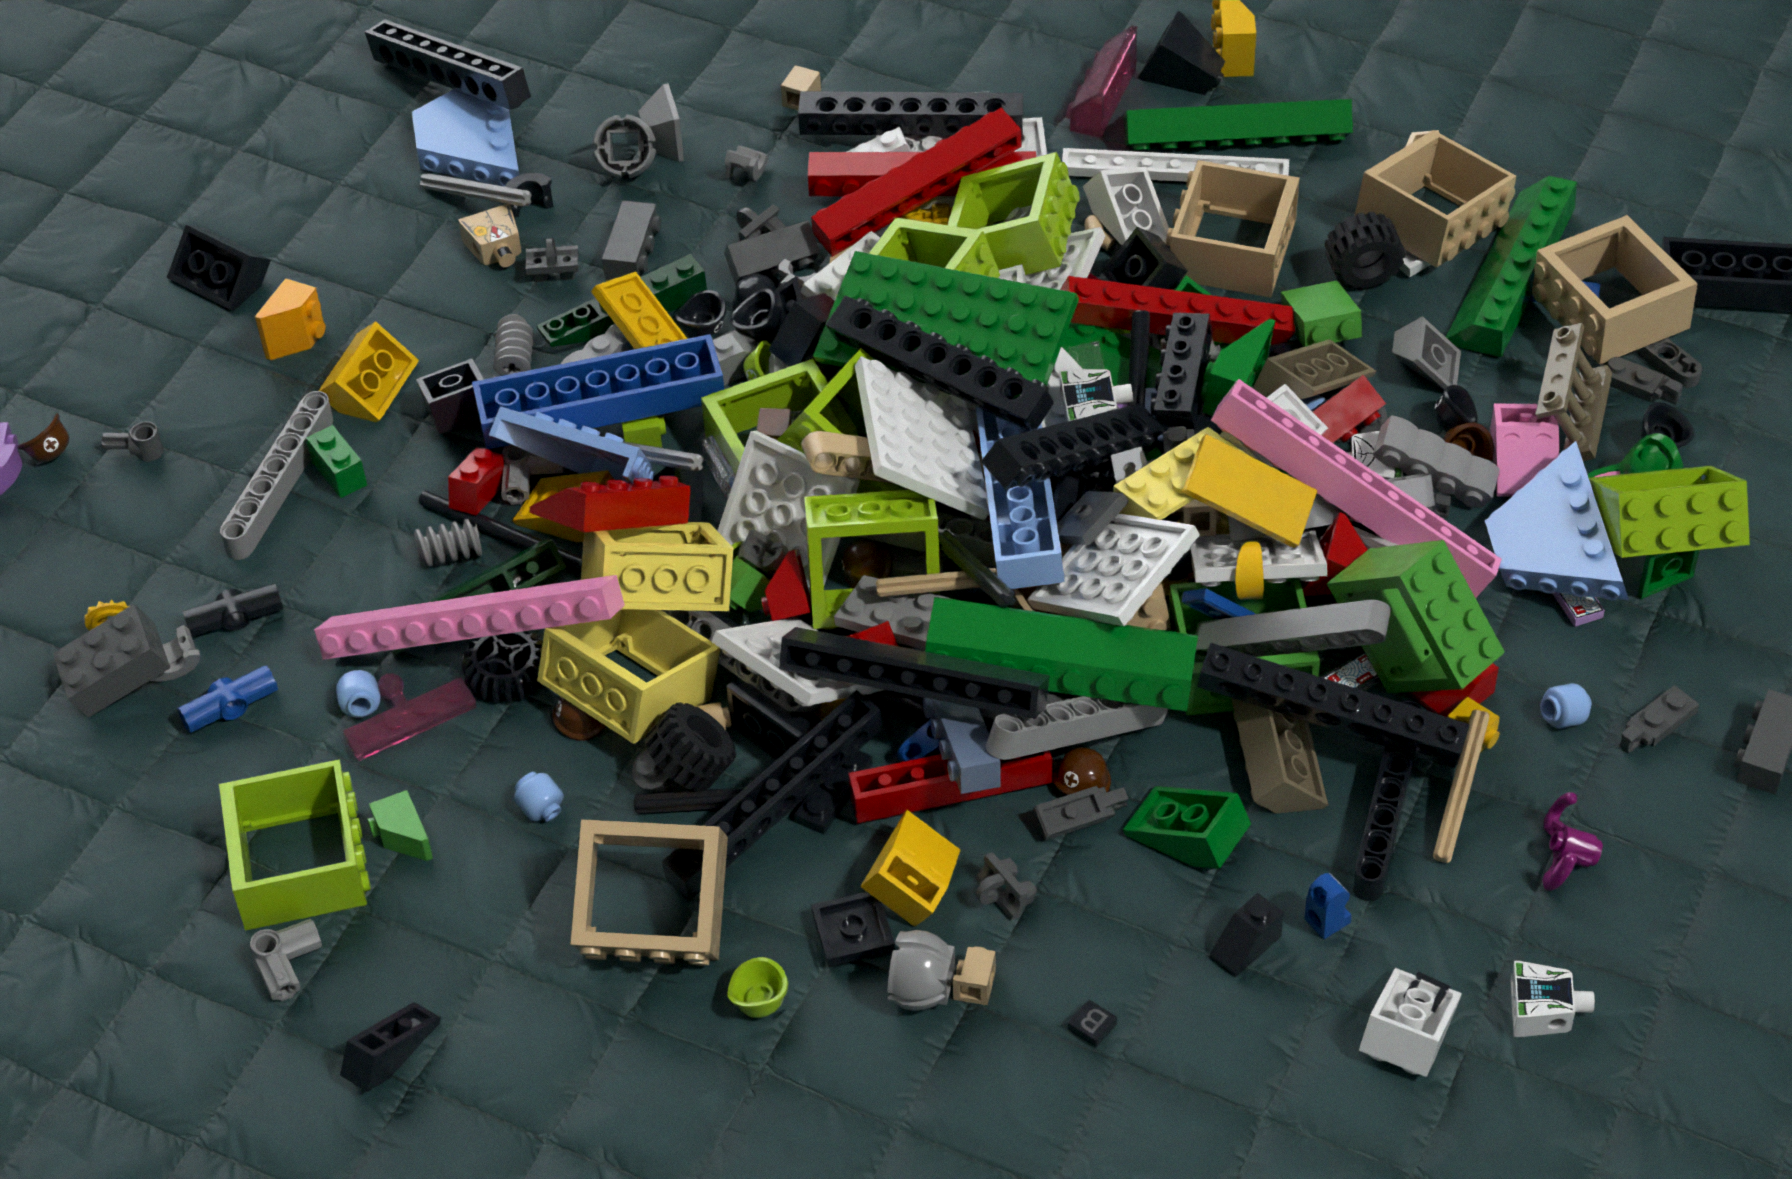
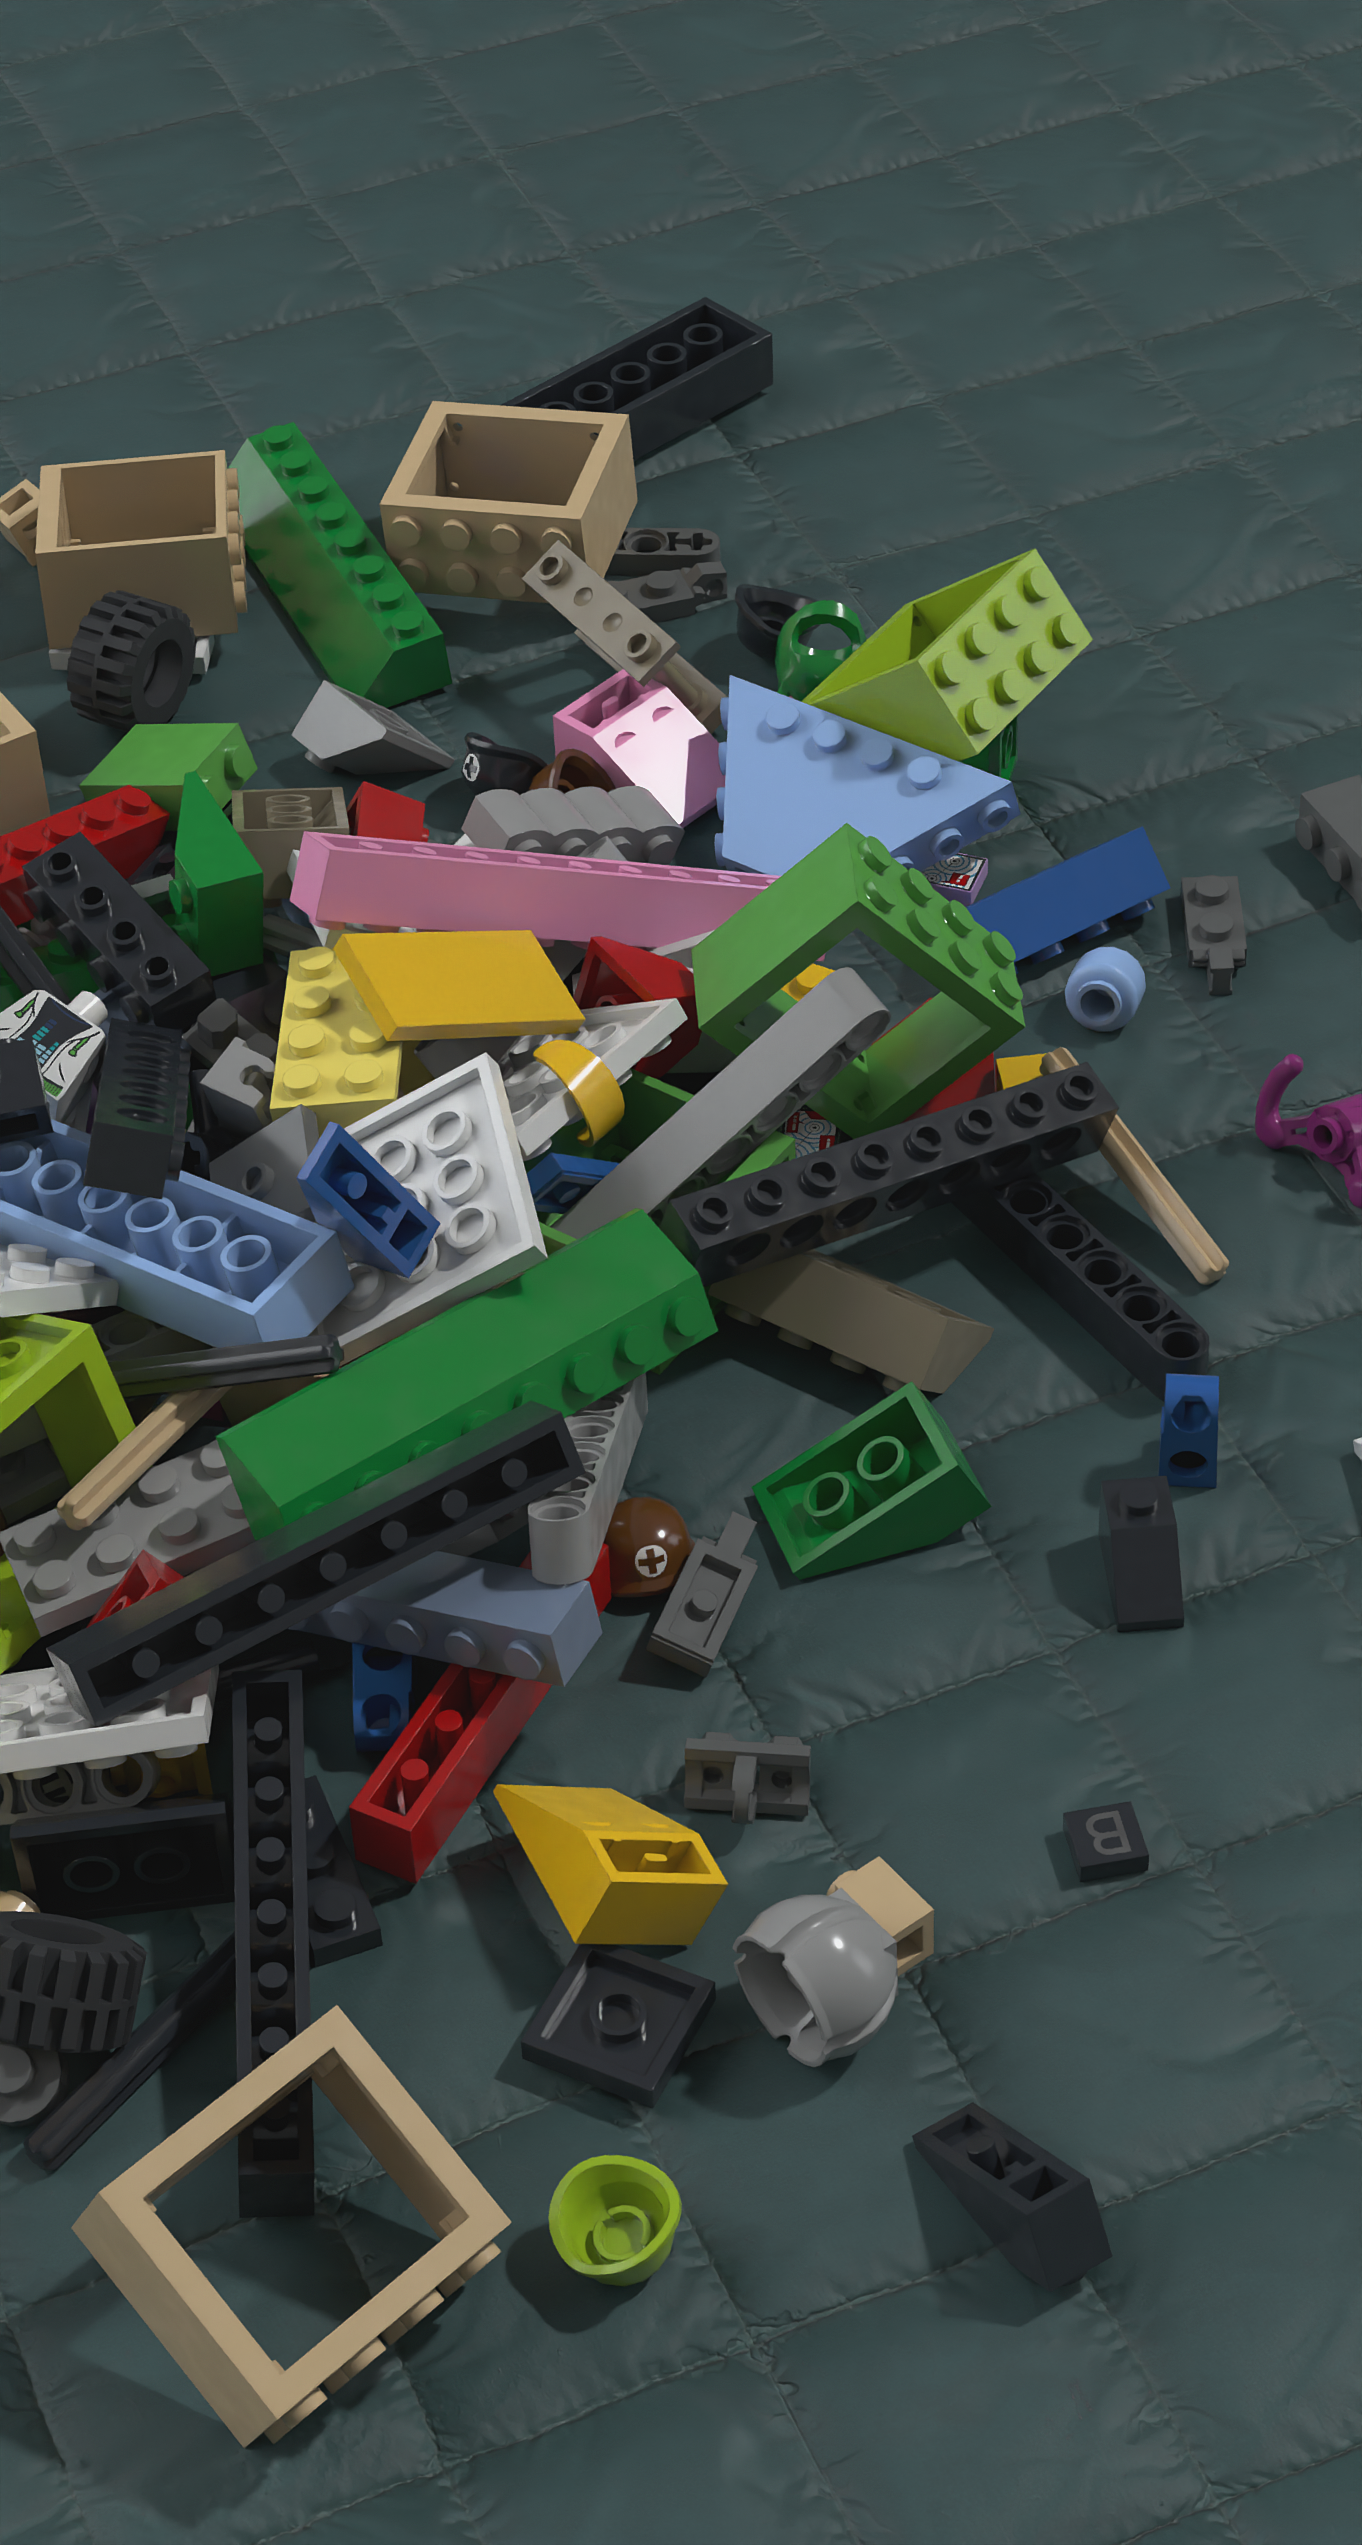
camera: 50 degrees left, 5 degrees down
(890, 1104) = (1019, 2195): none -> black slope
(1075, 548) = (365, 1204): none -> blue slope
(1592, 651) = (1075, 897): none -> blue slope

